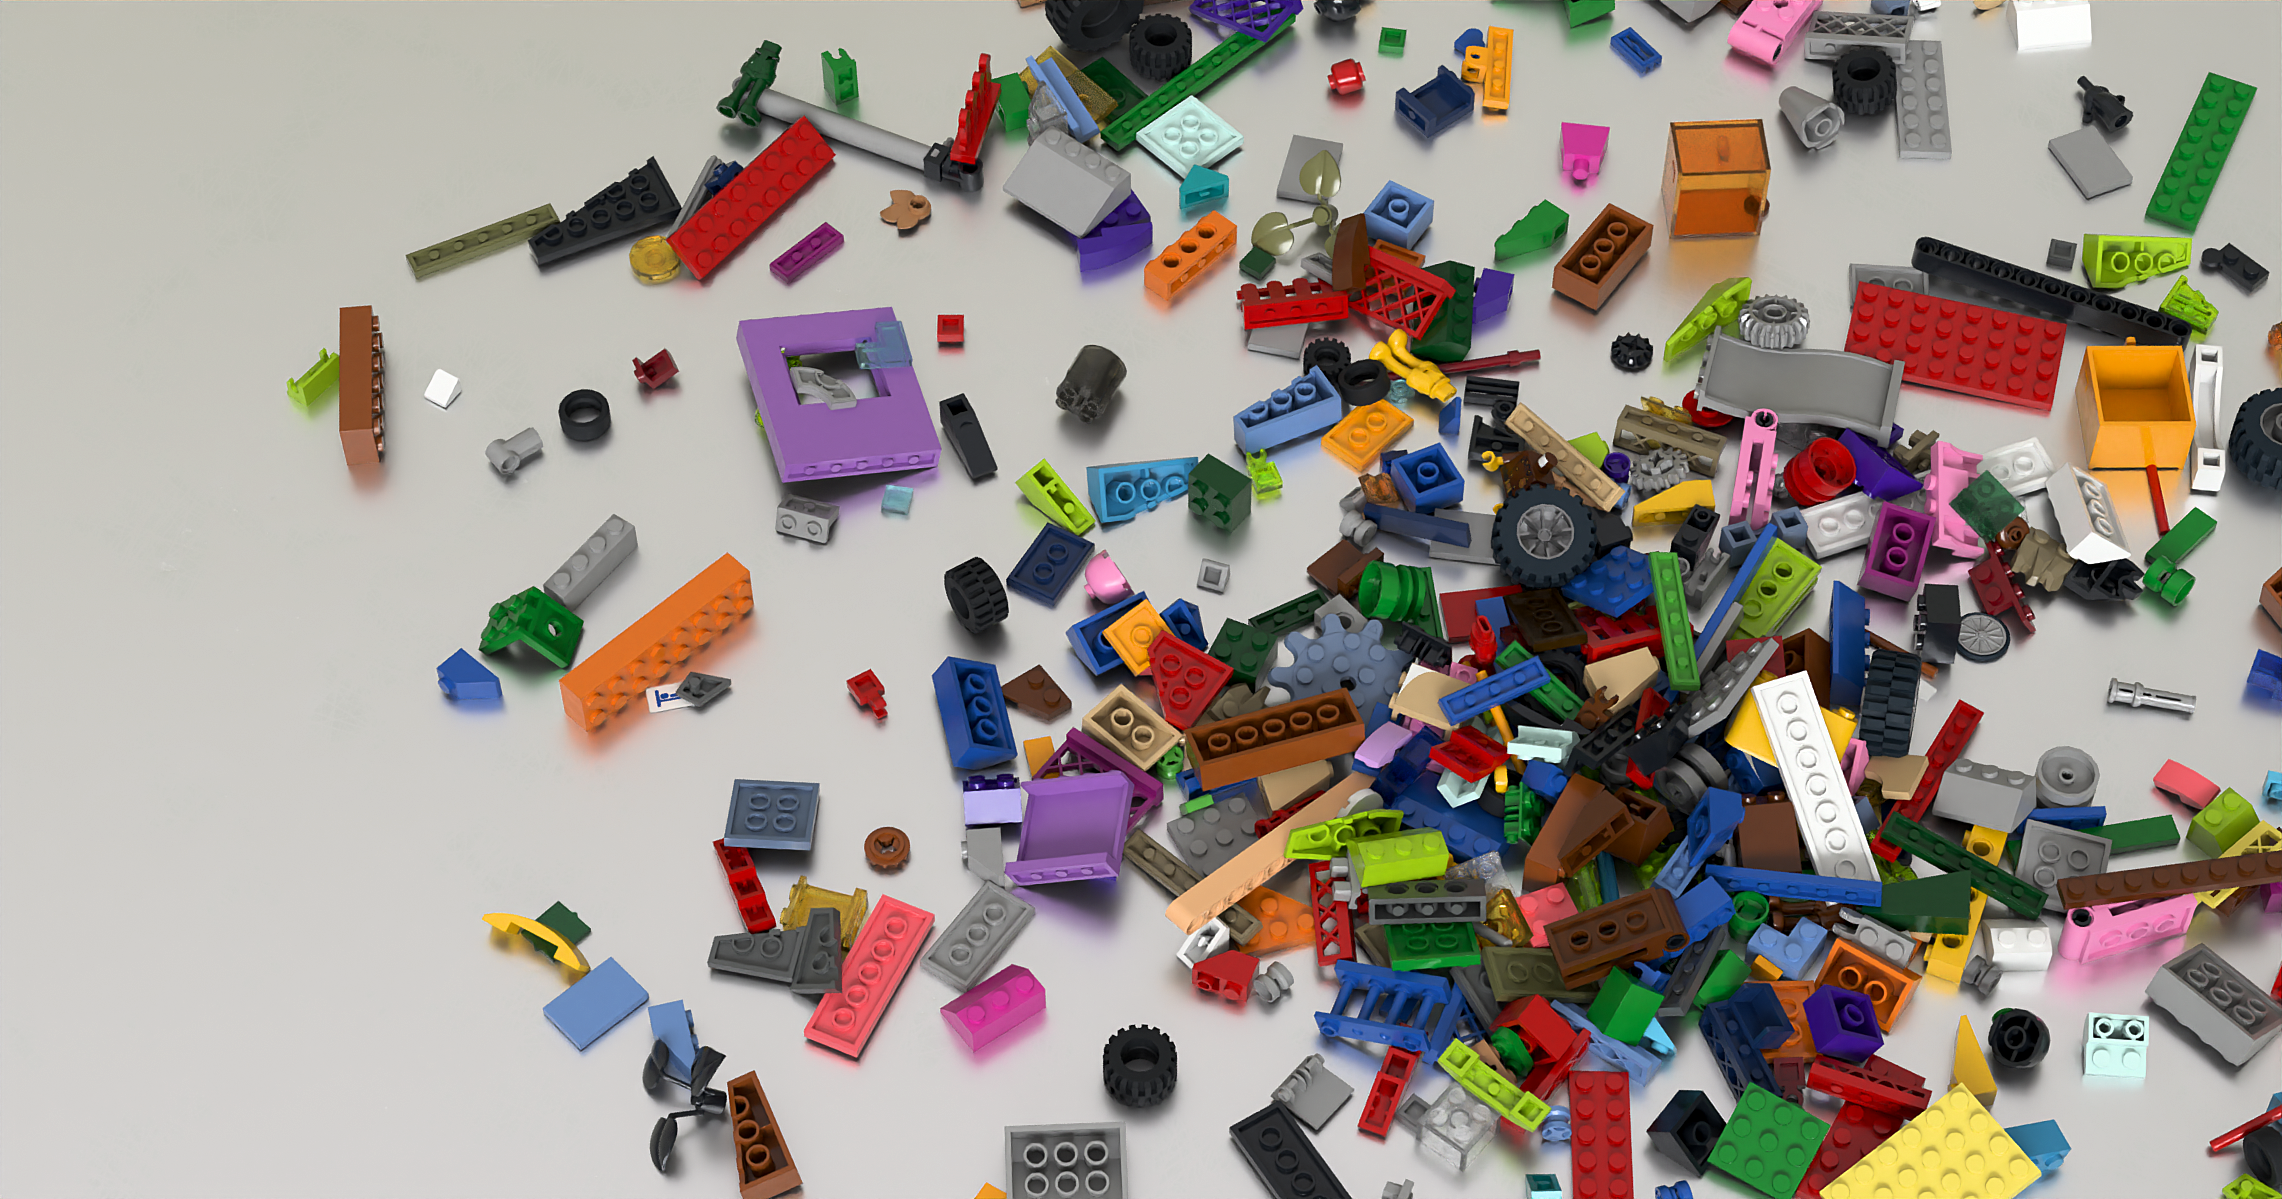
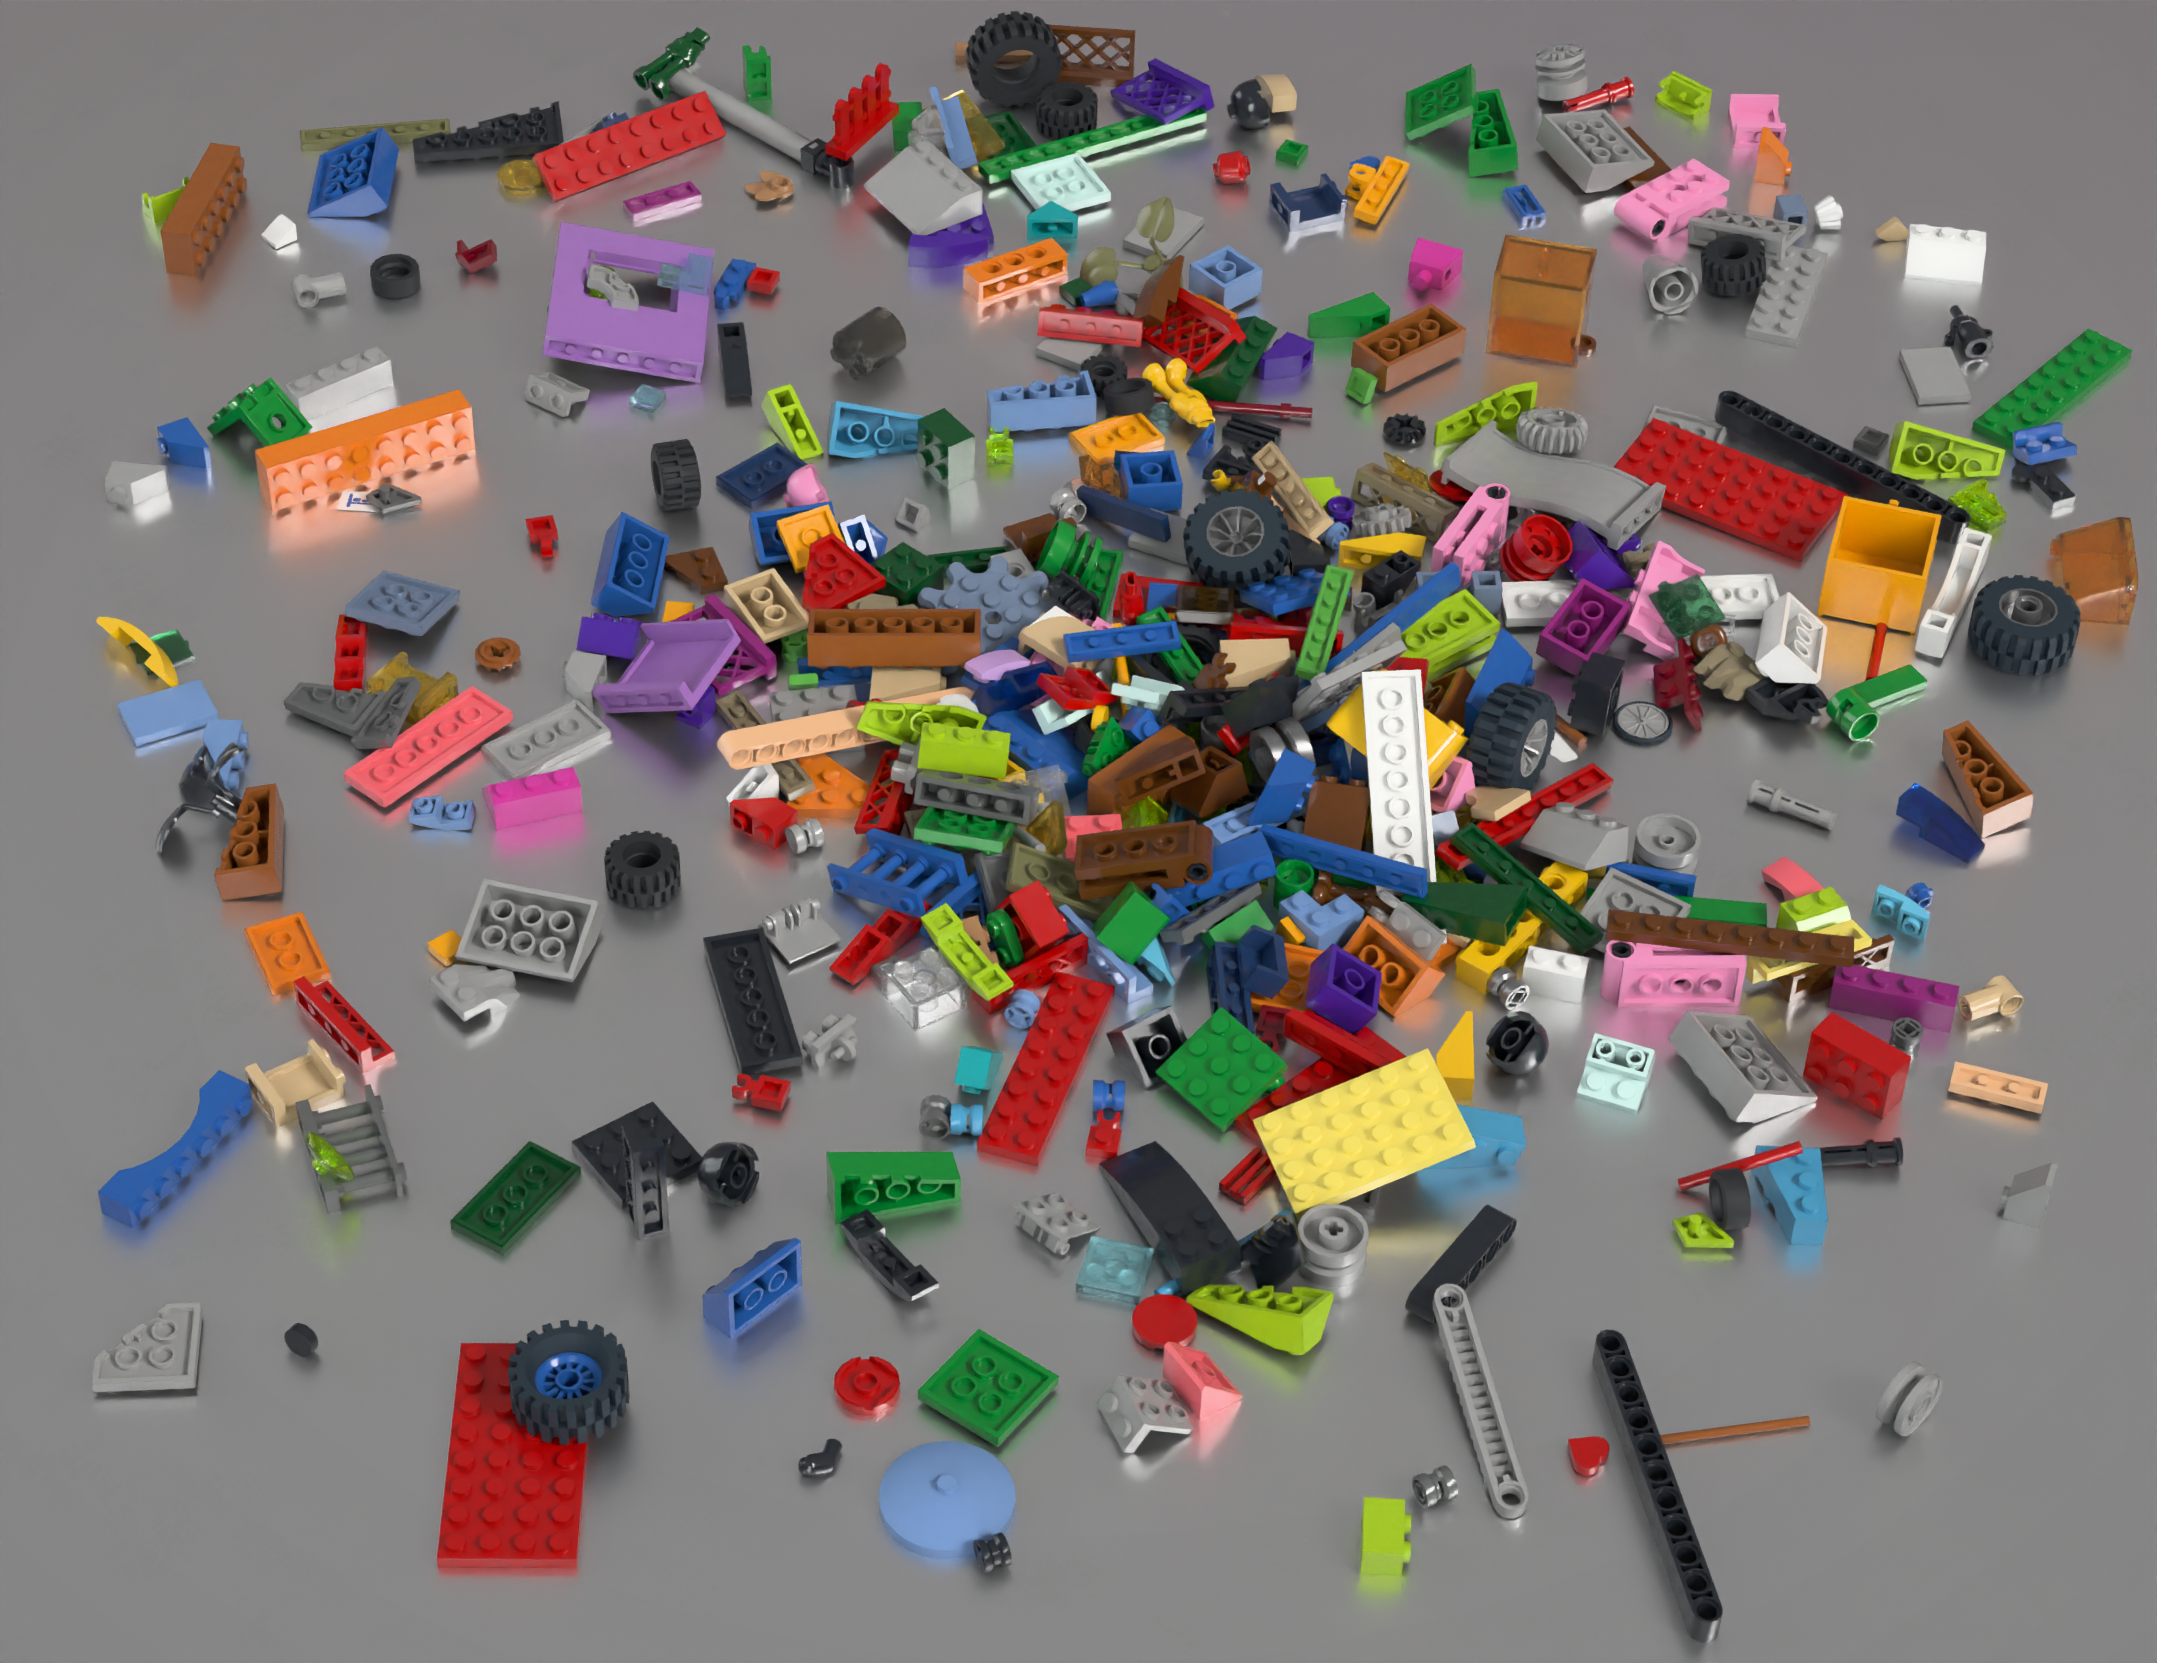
camera: 15 degrees right, 10 degrees down
(439, 737) = (134, 482): none -> light grey slope
(488, 302) = (355, 177): none -> blue slope
(911, 1051) = (435, 814): none -> medium blue slope
(920, 335) = (732, 282): none -> blue hinge
(1284, 263) = (1100, 295): none -> blue cone
(1574, 311) = (1361, 385): none -> bright green tile
(2220, 222) = (2042, 444): none -> blue bracket

